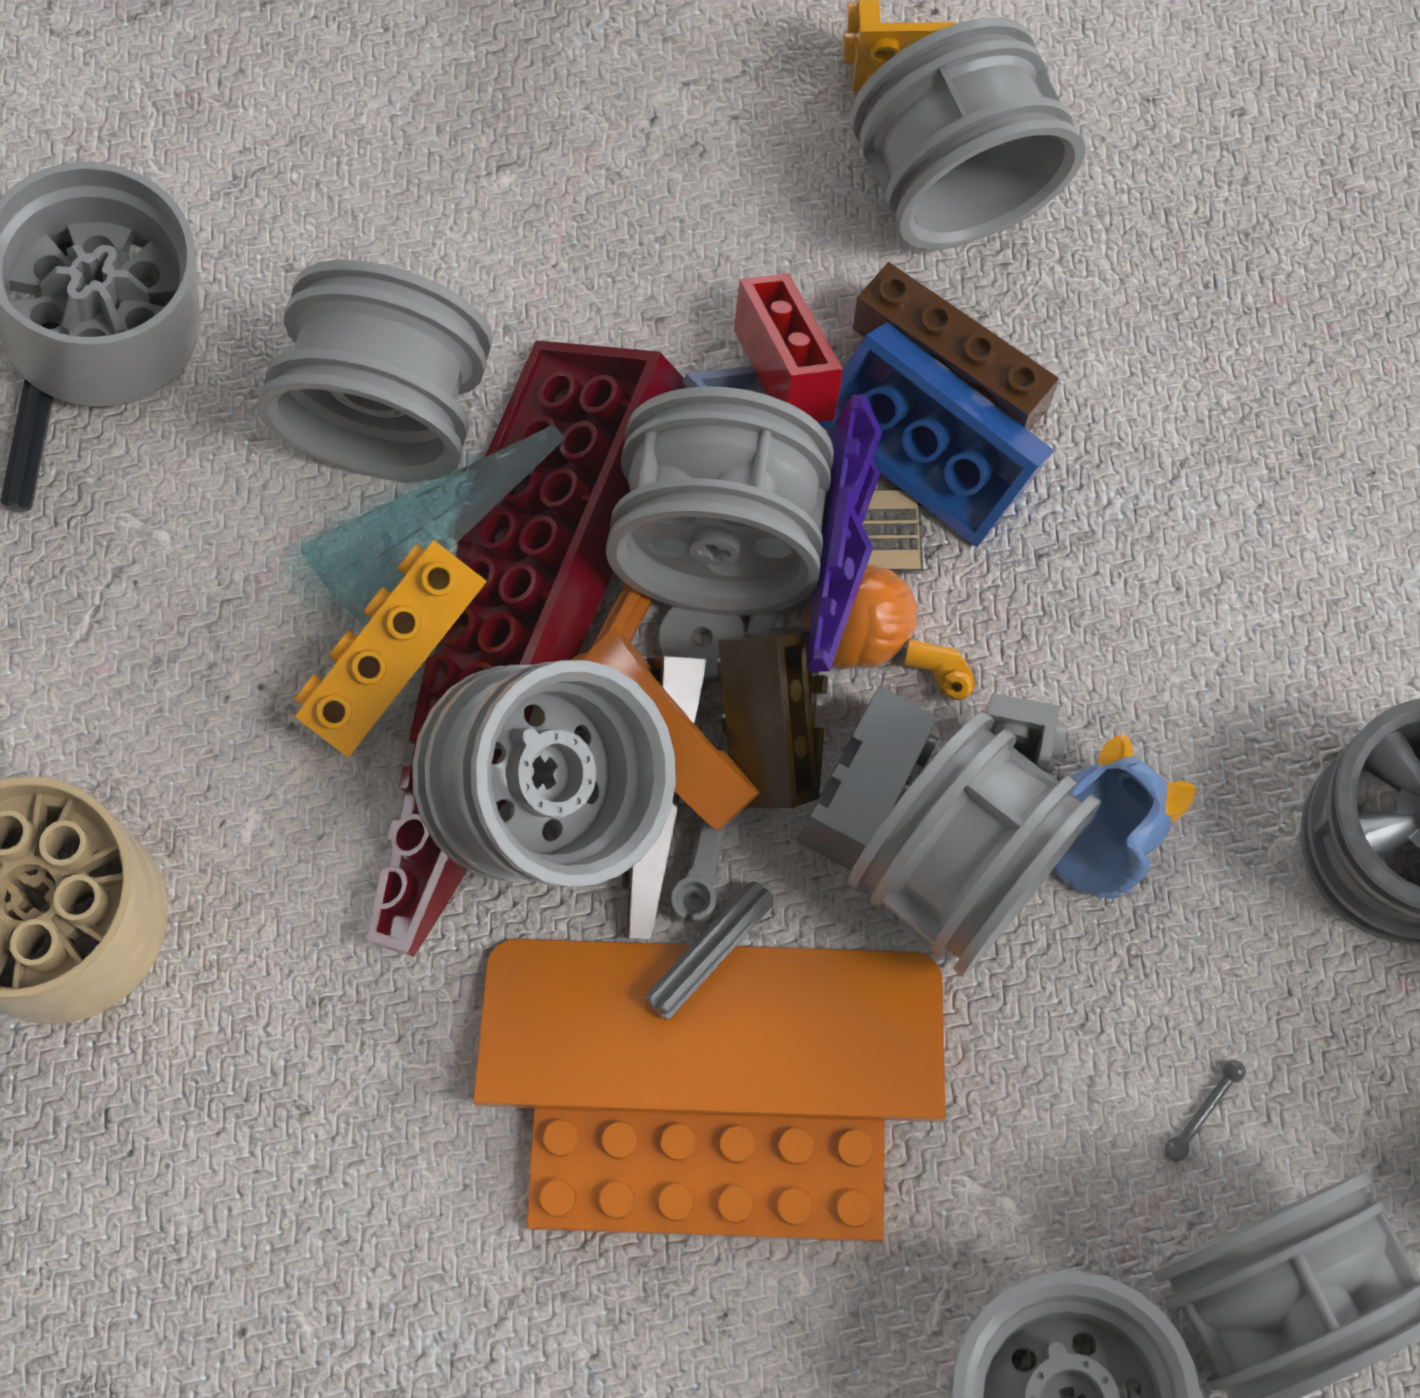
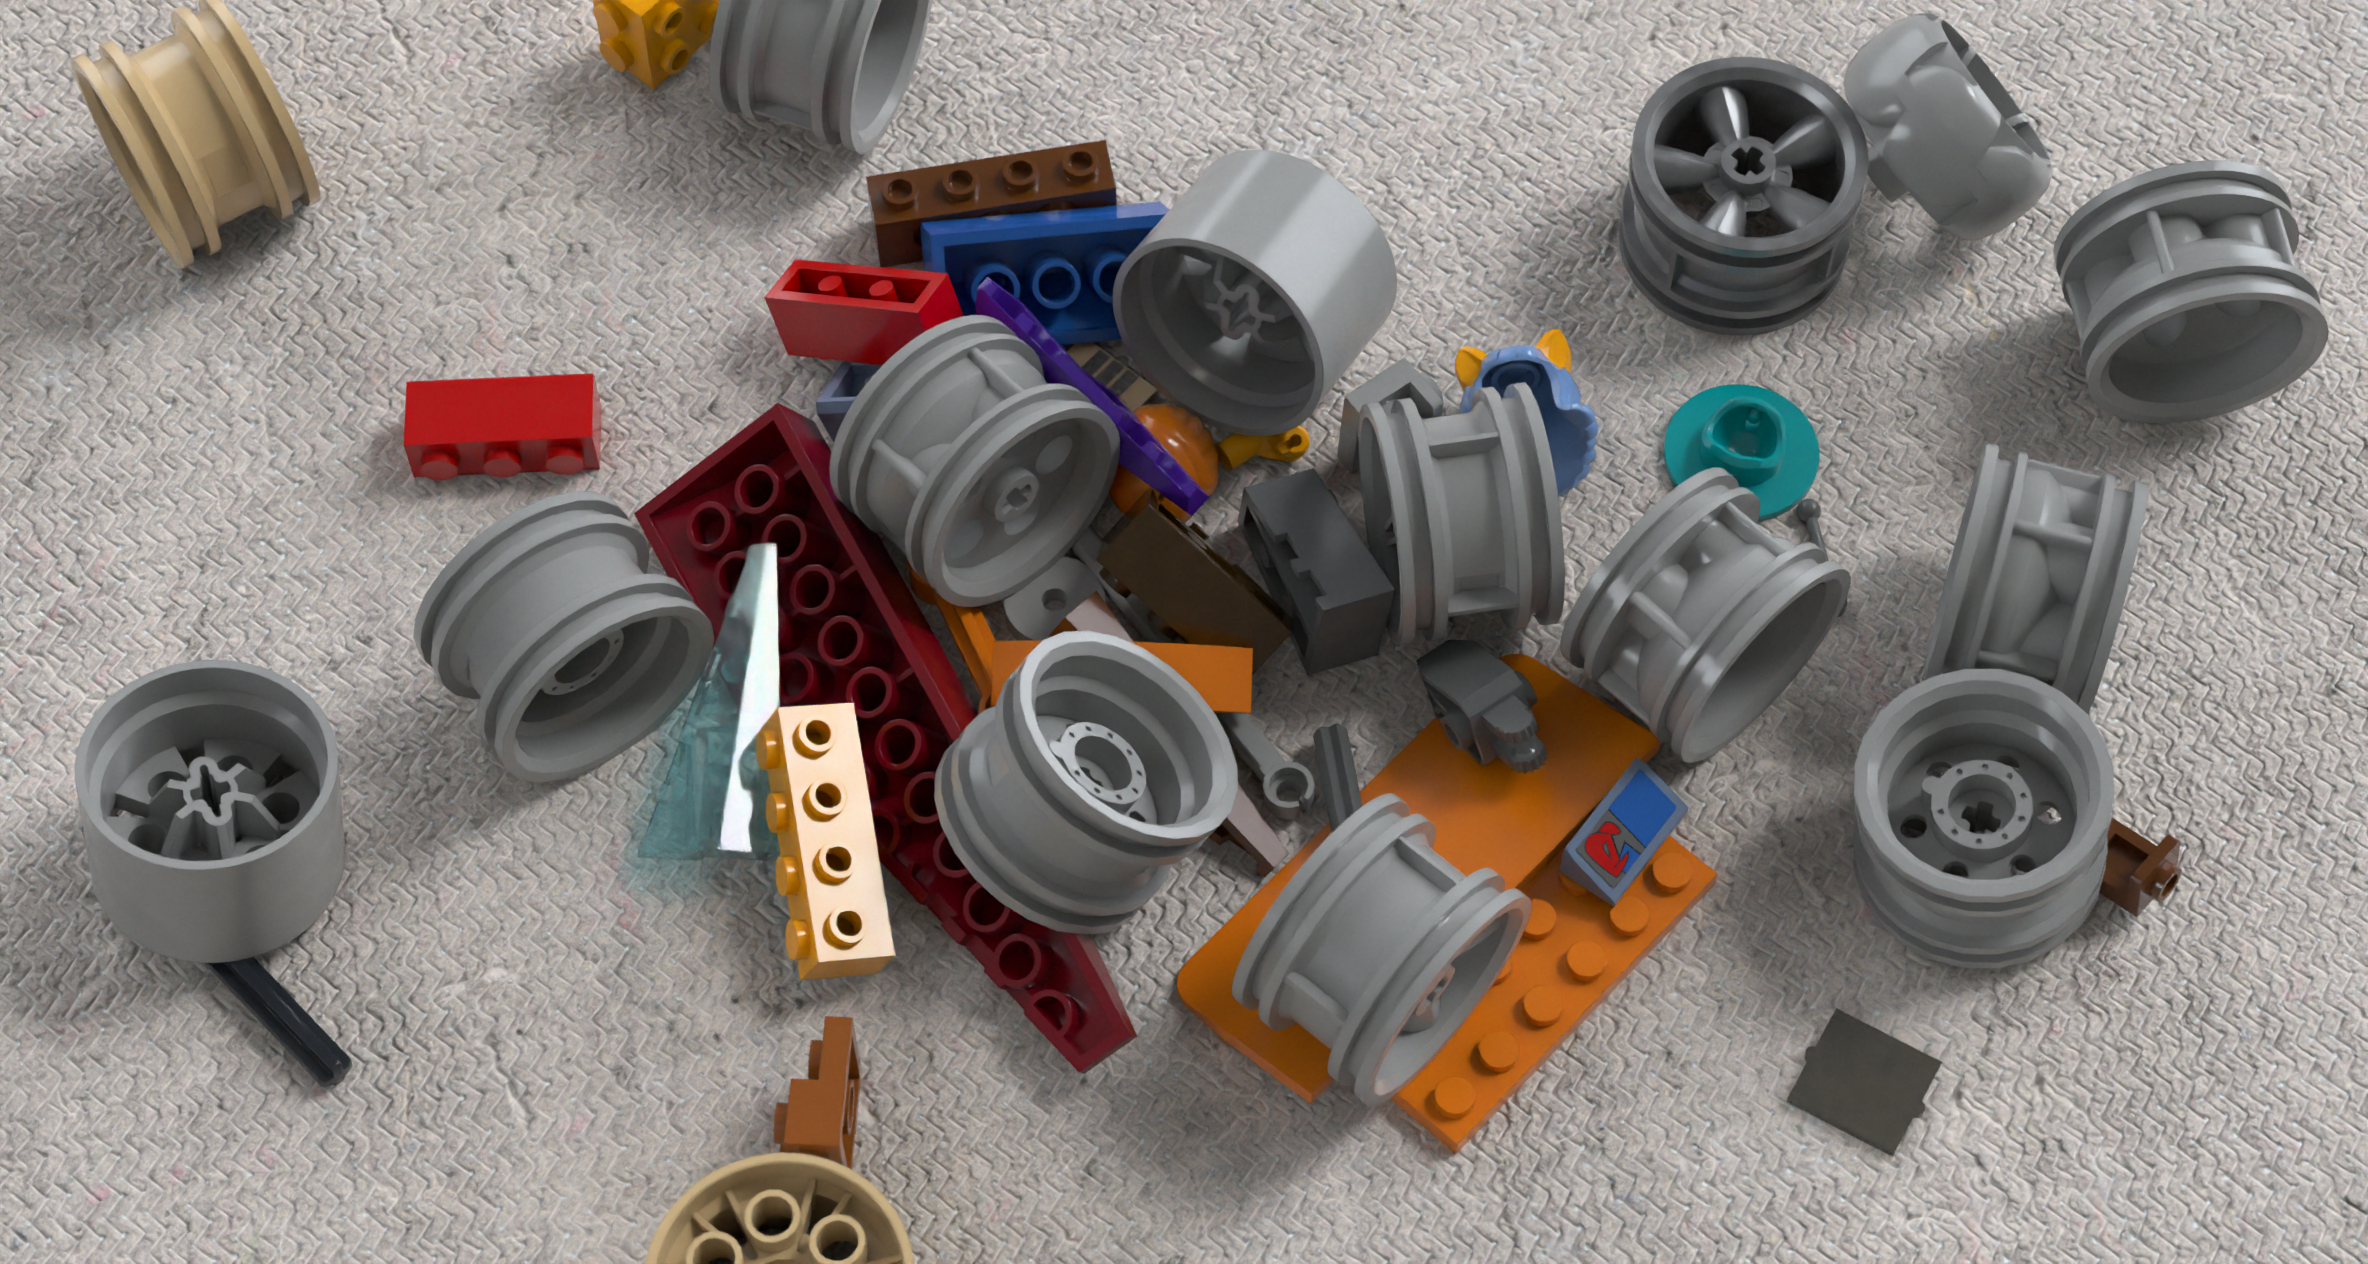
camera: 50 degrees left, 10 degrees down
(195, 820) = (825, 1107): none -> dark orange plate
(524, 216) = (502, 426): none -> red brick
(574, 1068) = (1380, 948): none -> light grey wheel
(846, 1153) = (1623, 833): none -> slope
(860, 977) = (1483, 705): none -> dark grey hinge
(1018, 568) = (1255, 292): none -> light grey wheel
(1049, 1074) = (1703, 615): none -> light grey wheel
(1238, 987) = (1752, 437): none -> teal piece

